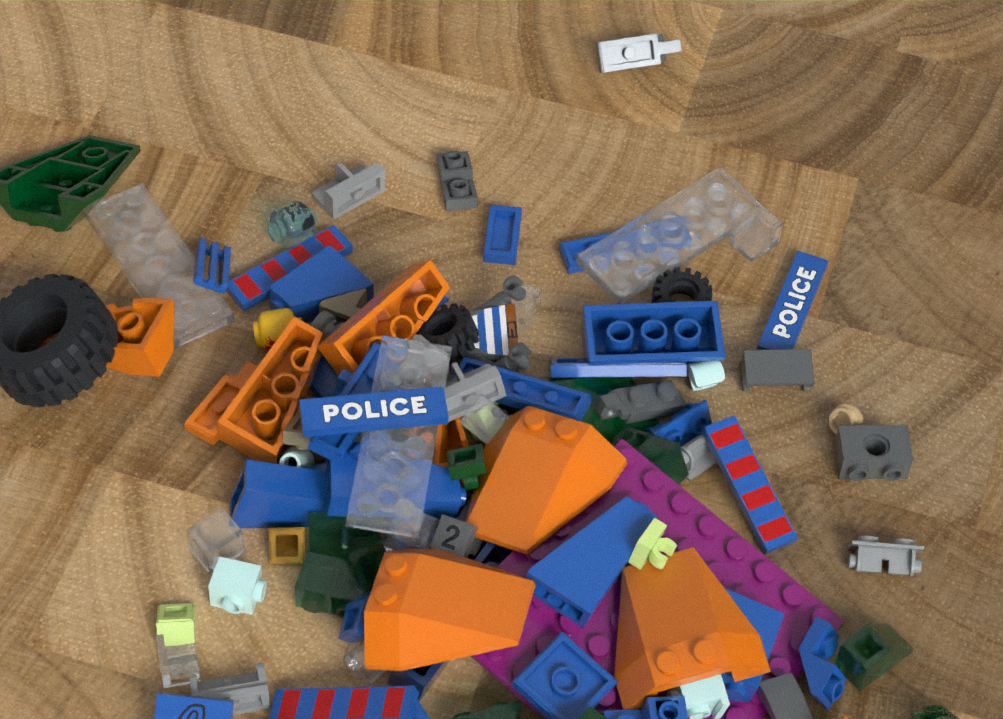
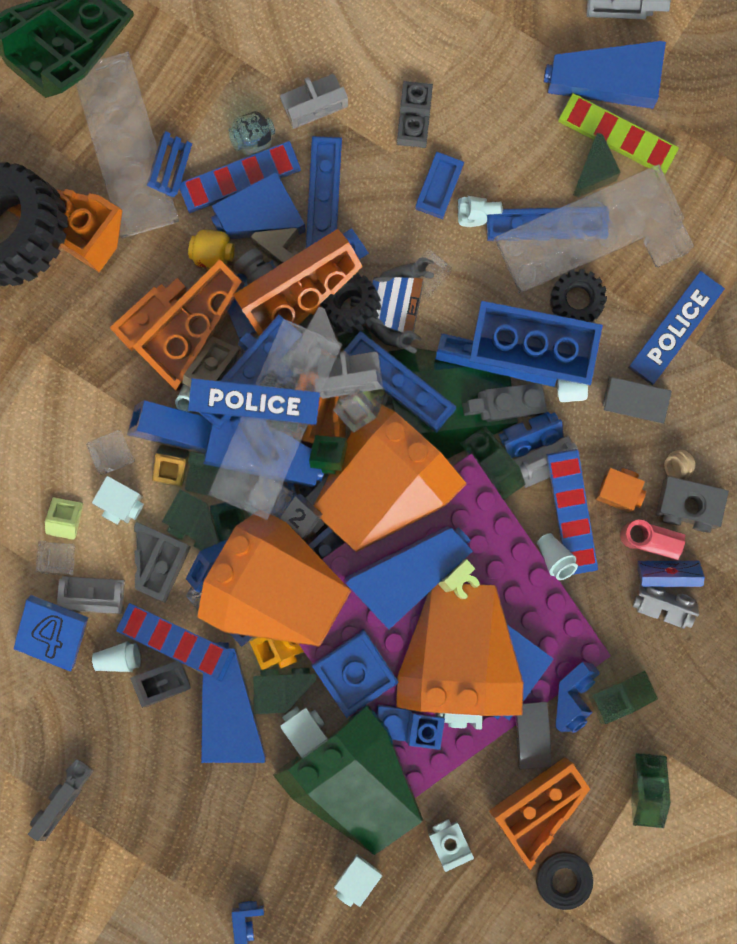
camera: 15 degrees right, 30 degrees up
(299, 638) = (157, 561): none -> dark grey wing
(379, 249) = (323, 187): none -> blue tile
(465, 686) = (281, 652): none -> light orange brick
(548, 247) = (474, 210): none -> light aqua piece
(642, 110) = (610, 74): none -> blue slope
(661, 181) = (599, 168): none -> clear green slope
(665, 157) = (619, 133): none -> tile
(752, 528) = (557, 557): none -> light aqua cone
(793, 457) = (621, 490): none -> orange brick
(843, 494) = (655, 539): none -> coral piece
(877, 522) = (670, 573): none -> blue tile

